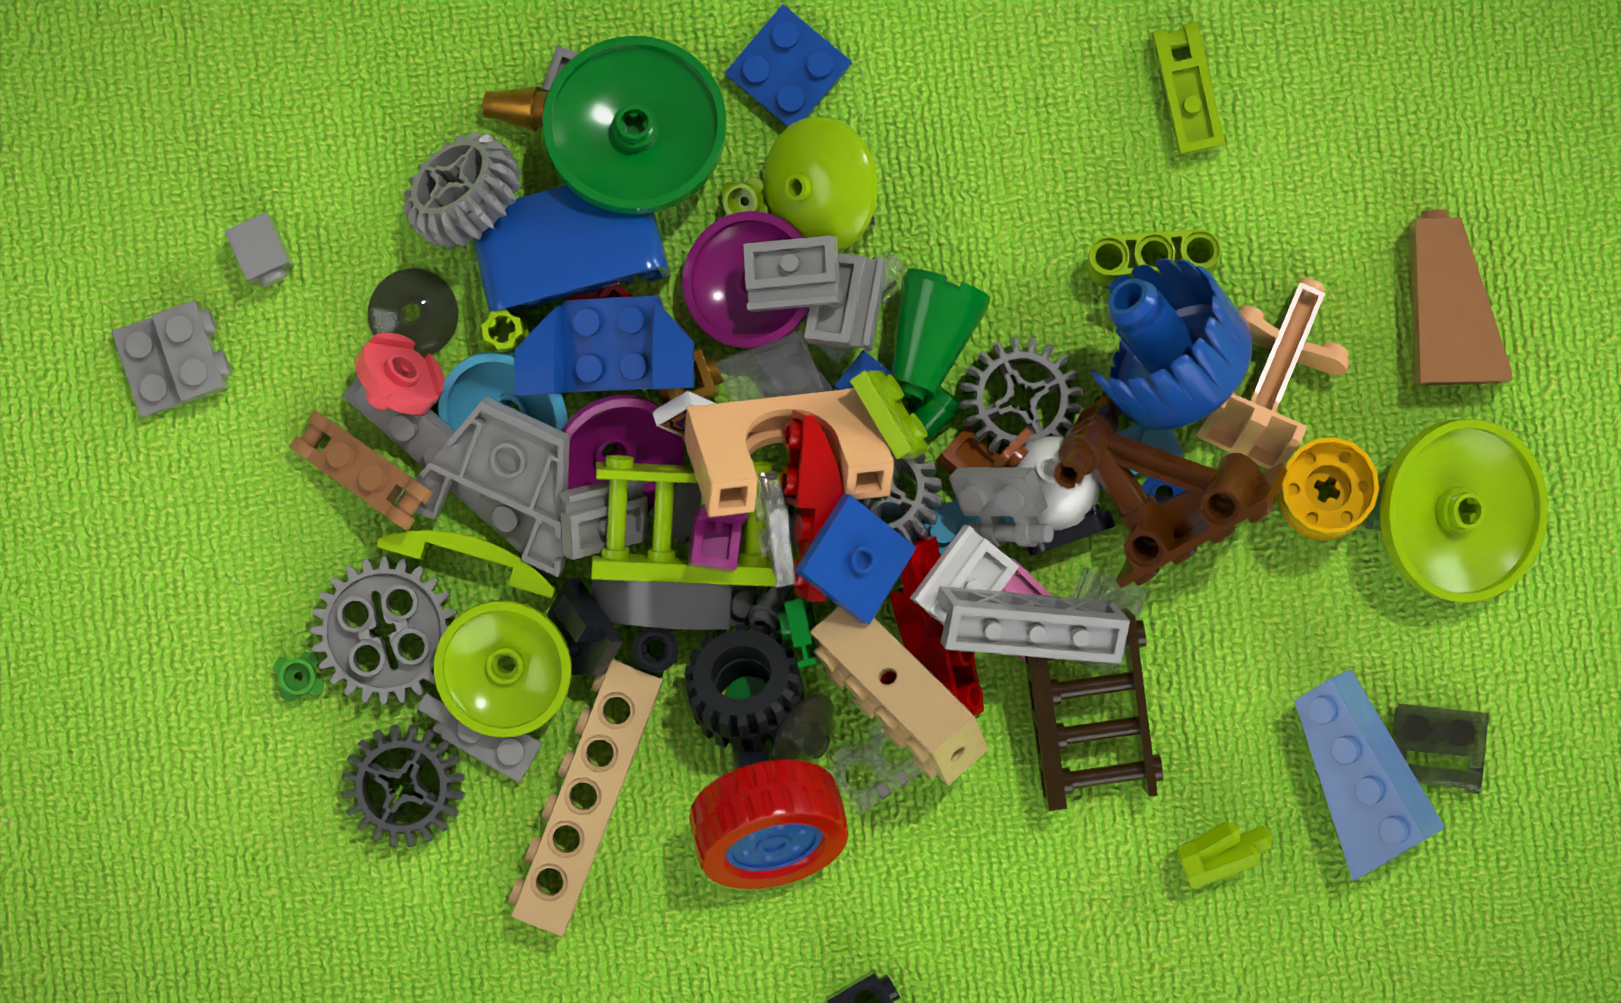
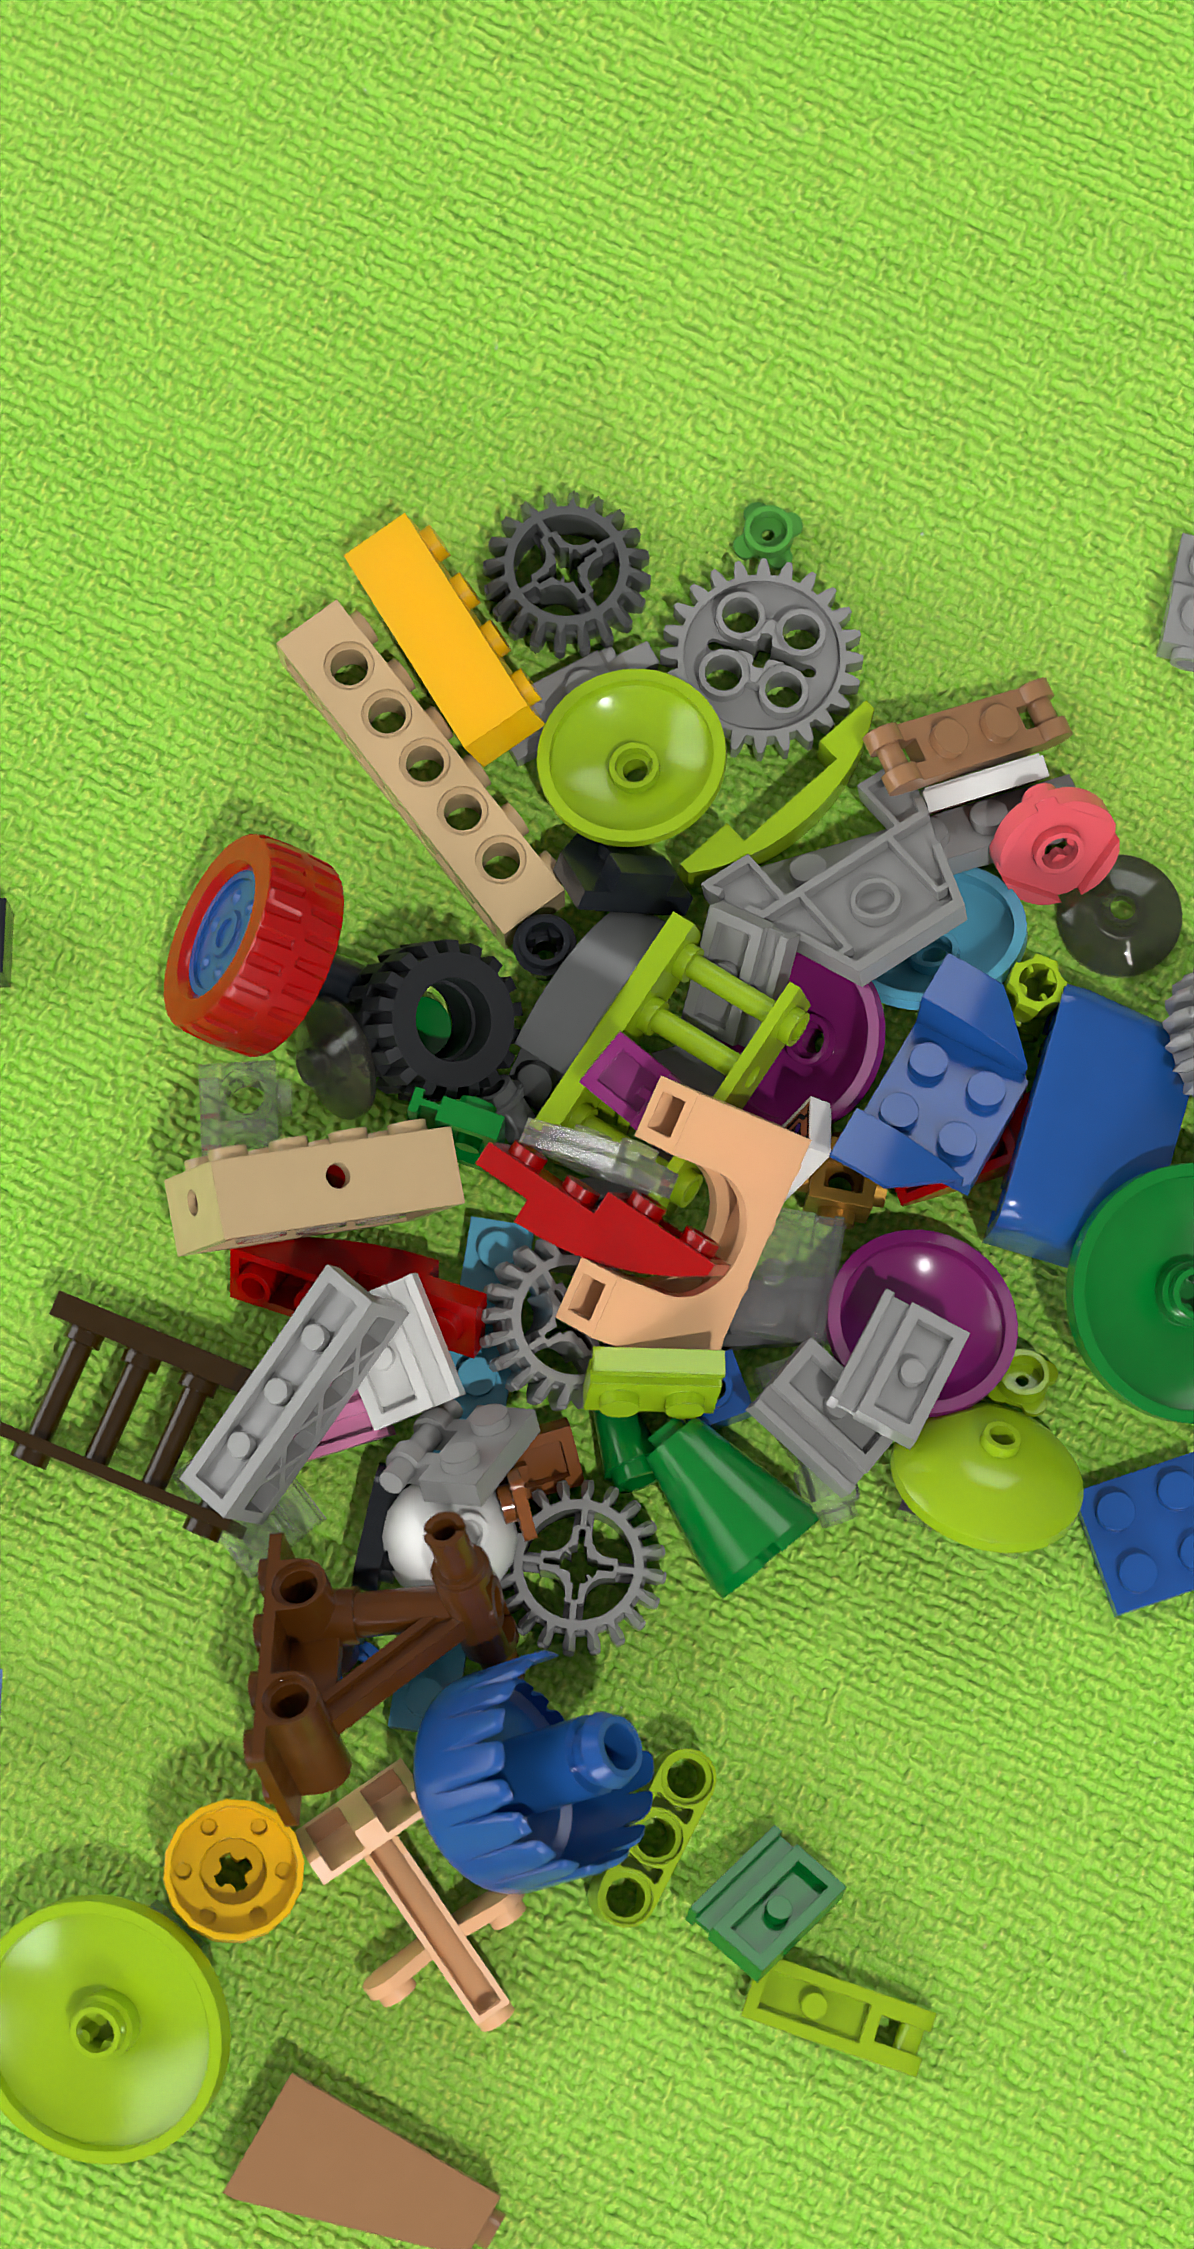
camera: 115 degrees right, 10 degrees down
(382, 442) = (984, 783): none -> white tile
(495, 832) = (445, 640): none -> yellow brick
(855, 559) = (503, 1226): blue plate -> none
(1151, 167) = (766, 1903): none -> green plate

